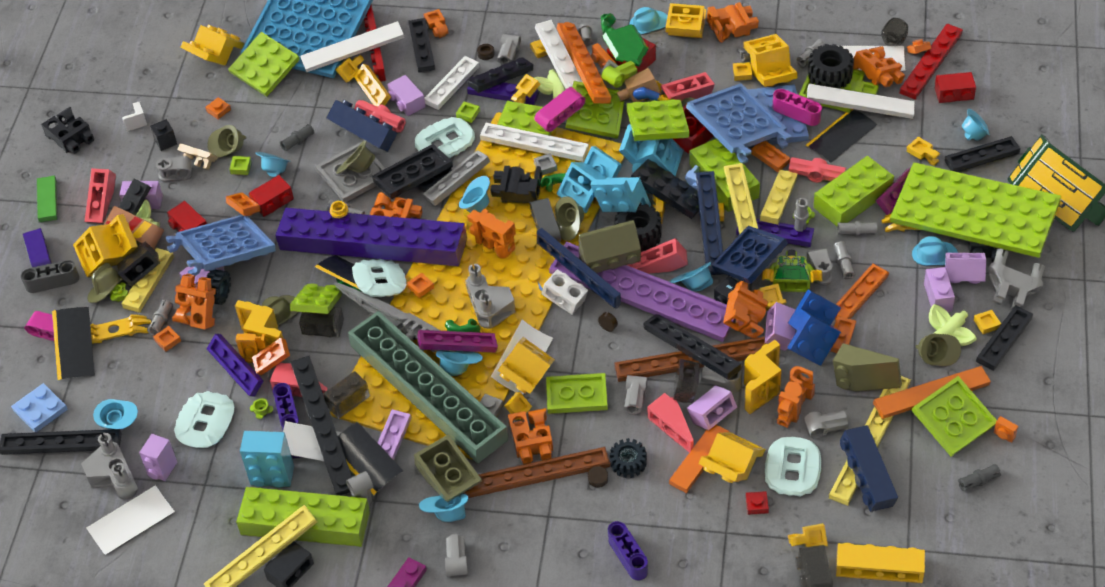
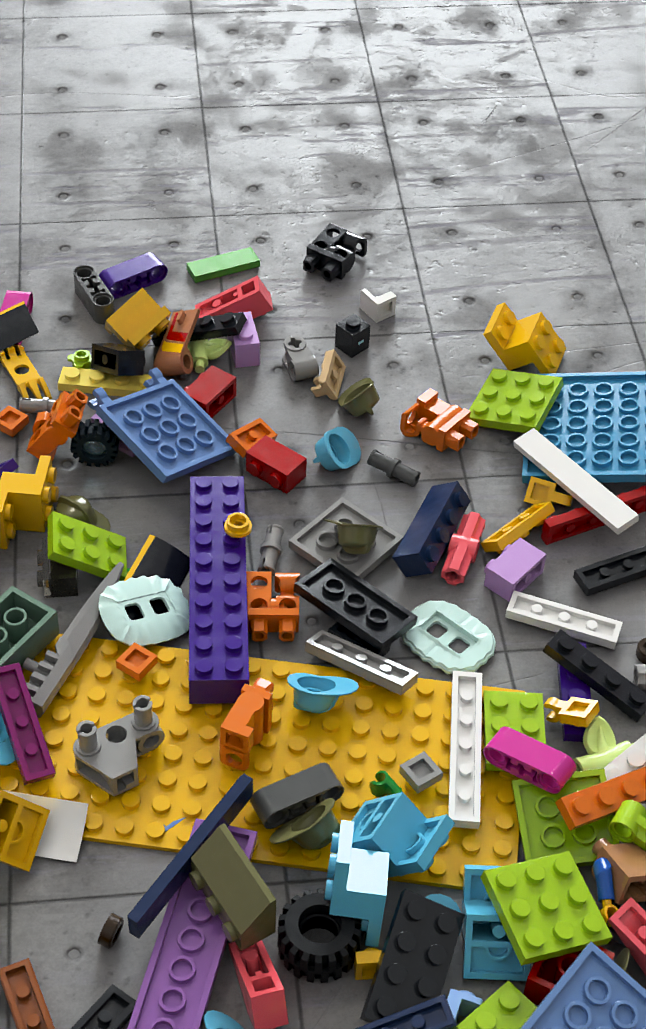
camera: 70 degrees right, 5 degrees down
(104, 281) = (87, 335): olive piece -> none
(218, 108) = (424, 378): orange plate -> none
(240, 165) = (323, 421): lime plate -> none
(269, 104) = (438, 422): none -> orange hips
(468, 112) = (509, 652): lime plate -> none
(470, 327) = (58, 723): green piece -> none
(516, 185) = (362, 732): black hips -> none
(563, 294) = (150, 851): white brick -> none

